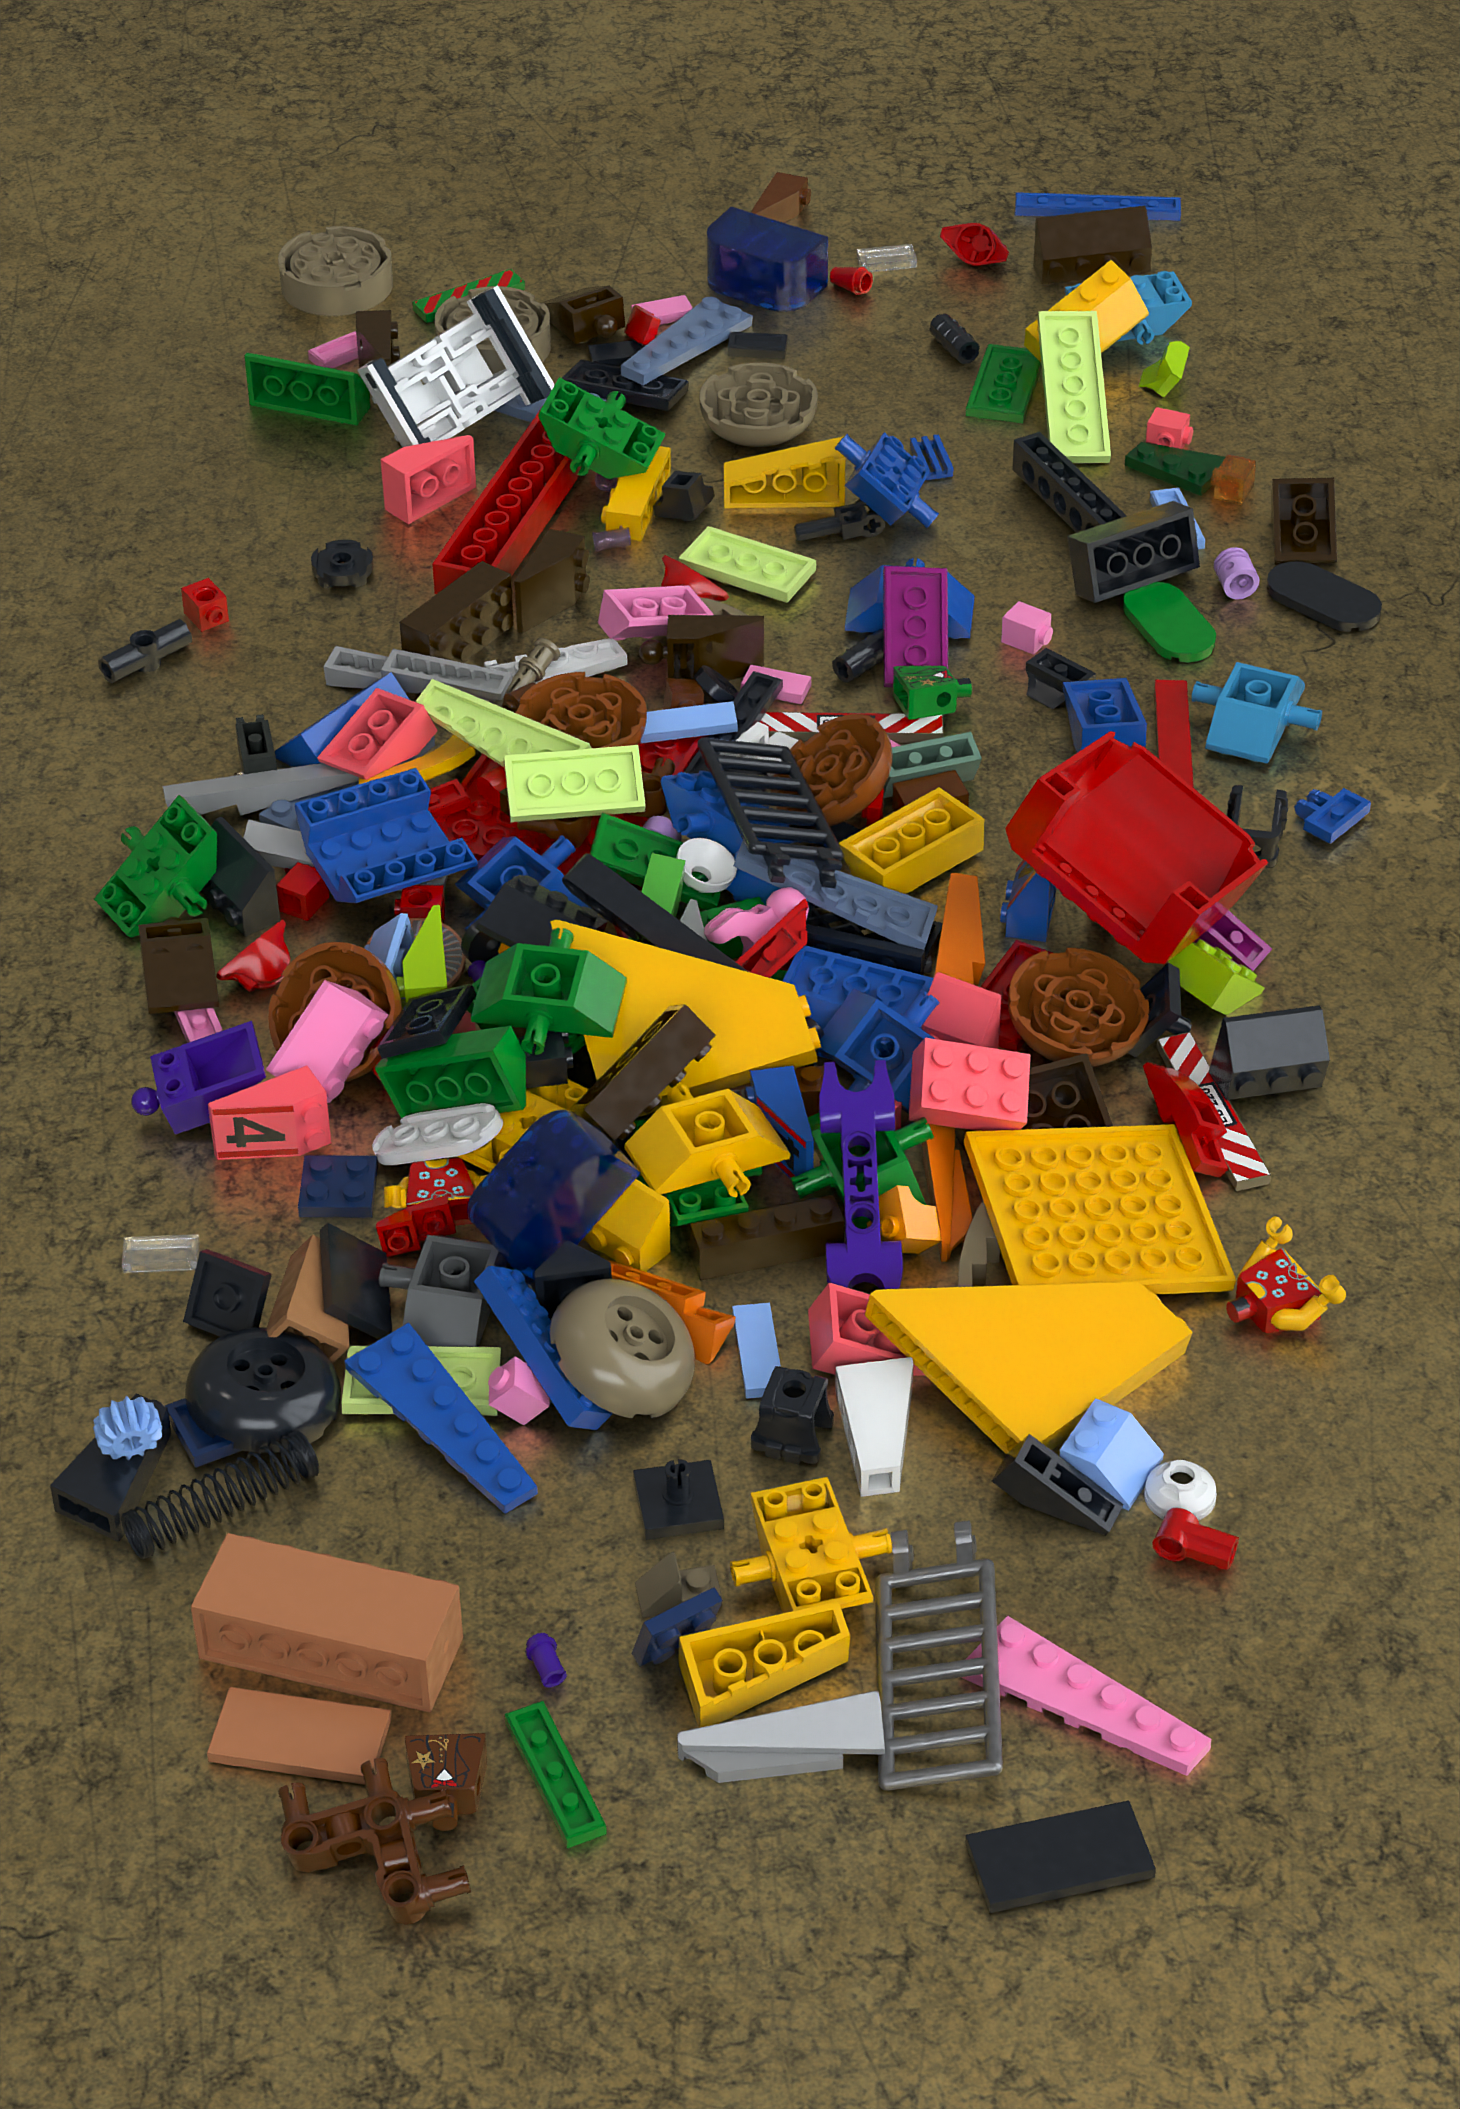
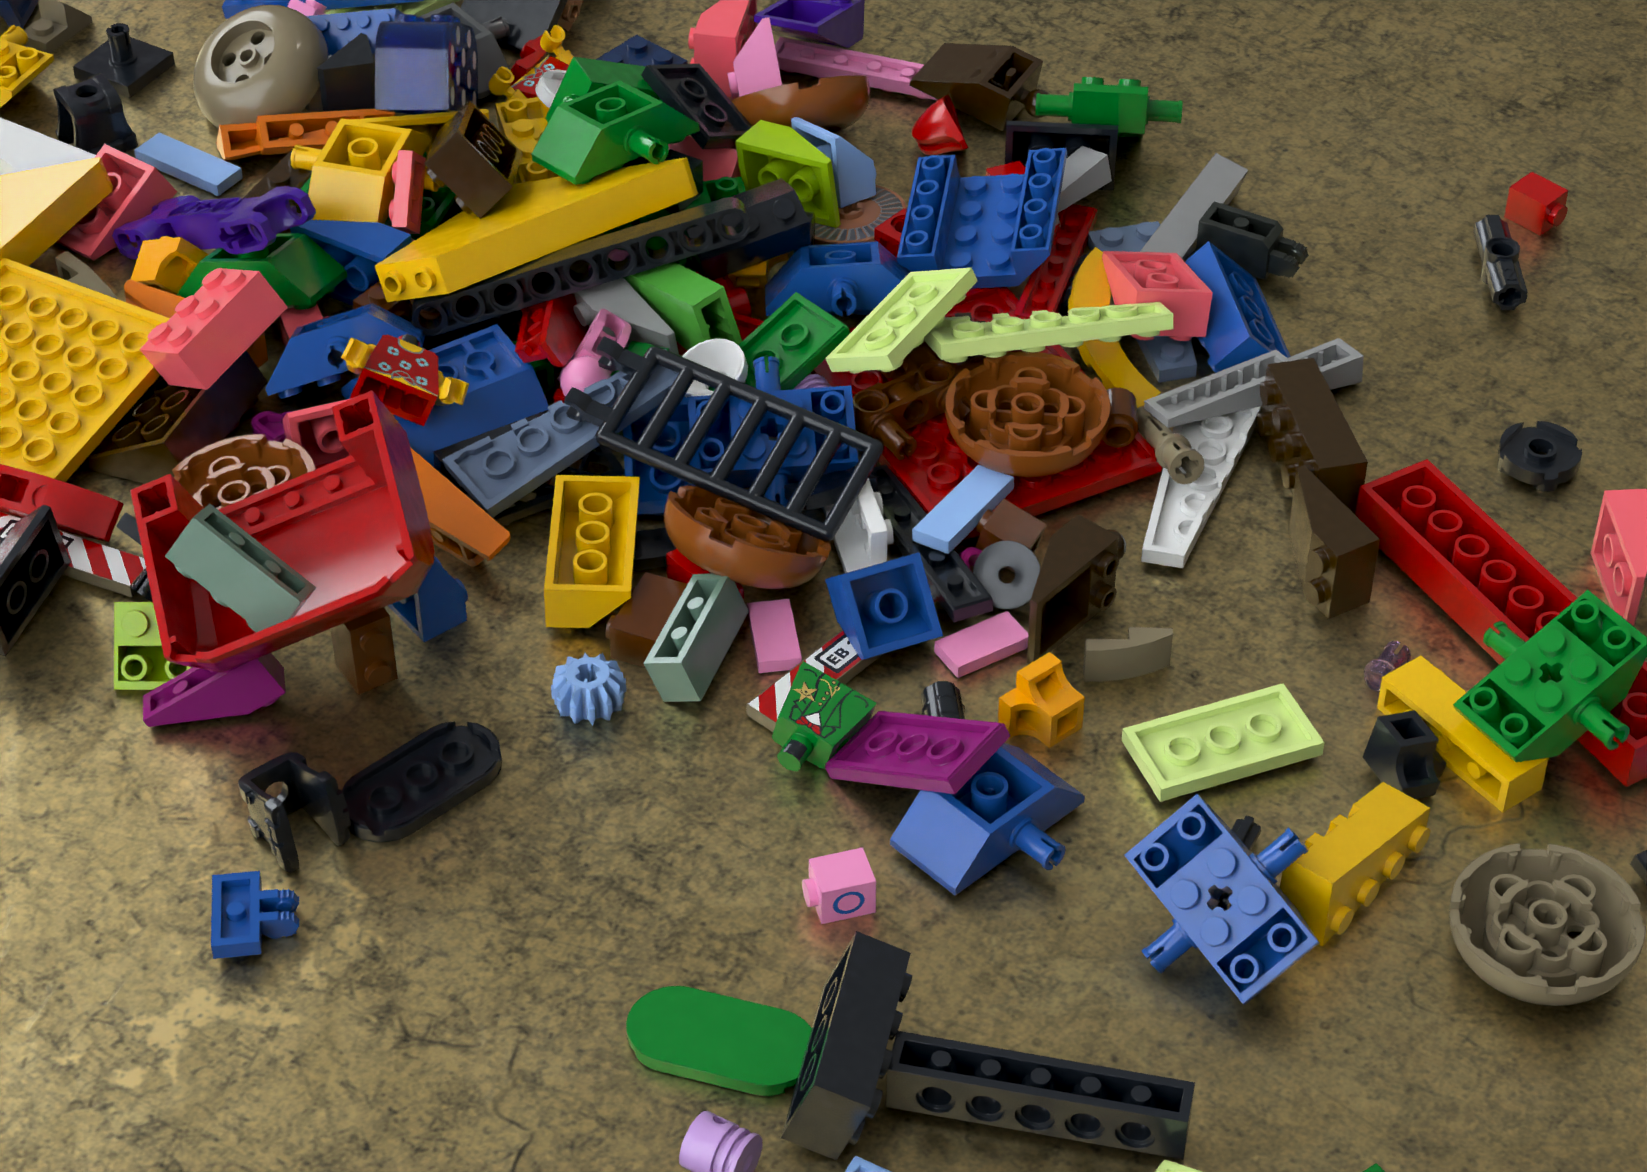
camera: 130 degrees right, 0 degrees up
(53, 663) = (1536, 203): none -> red brick
(205, 604) = (1545, 328): red brick -> none
(646, 610) = (1160, 568): bright pink slope -> none
(681, 575) = (1219, 661): red hat -> none
(710, 1079) = (408, 178): none -> coral plate
(803, 707) = (885, 606): none -> blue slope
(806, 629) = (1042, 703): none -> light orange brick
(909, 957) = (402, 376): none -> red torso
(928, 446) = (1299, 1051): blue tile -> none
(1008, 790) = (588, 688): none -> light blue gear
(1047, 674) = (726, 856): black slope -> none
(1103, 707) = (599, 817): blue slope -> none
(1173, 727) = (517, 875): red tile -> none
(1184, 850) = (238, 570): none -> sand green brick
(1254, 711) = (473, 978): dark azure slope -> none

